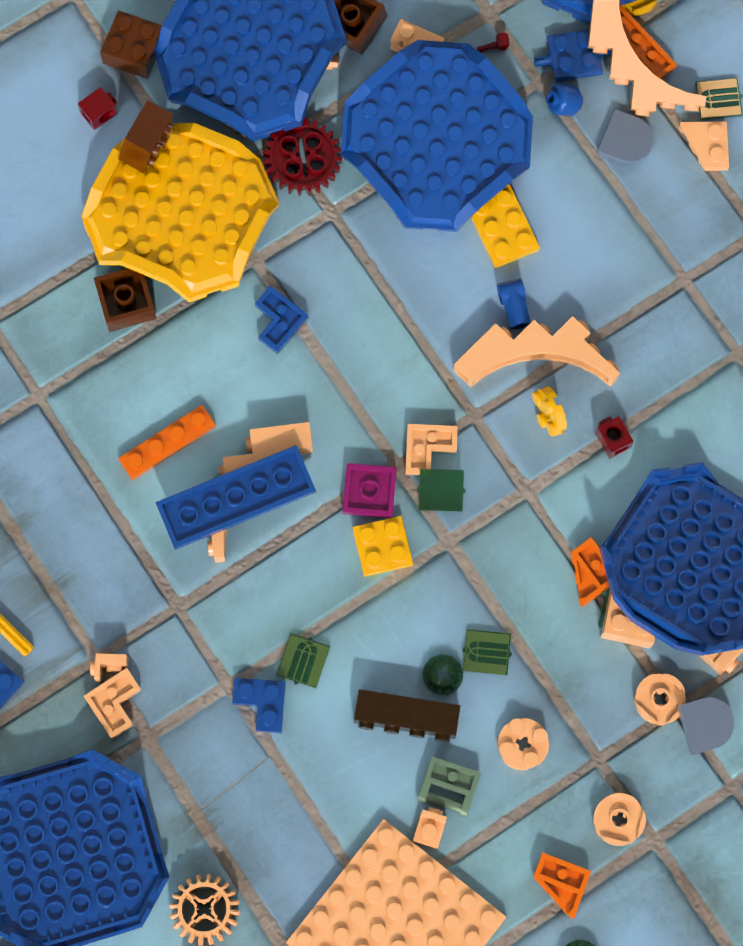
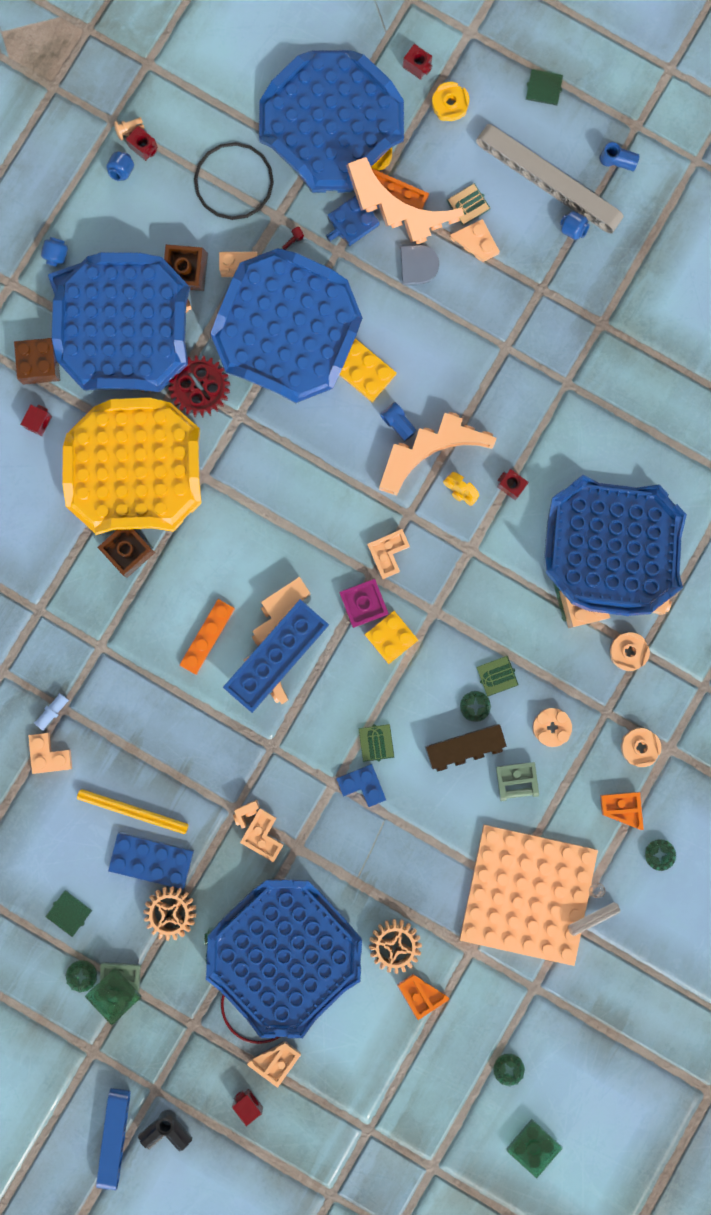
camera: 30 degrees left, 10 degrees up
(146, 137) = (83, 428): reddish brown brick -> none
(285, 317) = (246, 510): blue plate -> none
(430, 828) = (518, 815): light nougat bracket -> none
(441, 490) = (412, 579): clear green piece -> none
(564, 100) = (363, 257): blue head -> none
(589, 571) = (540, 586): orange wing -> none
(706, 723) = (668, 654): sand blue tile -> none

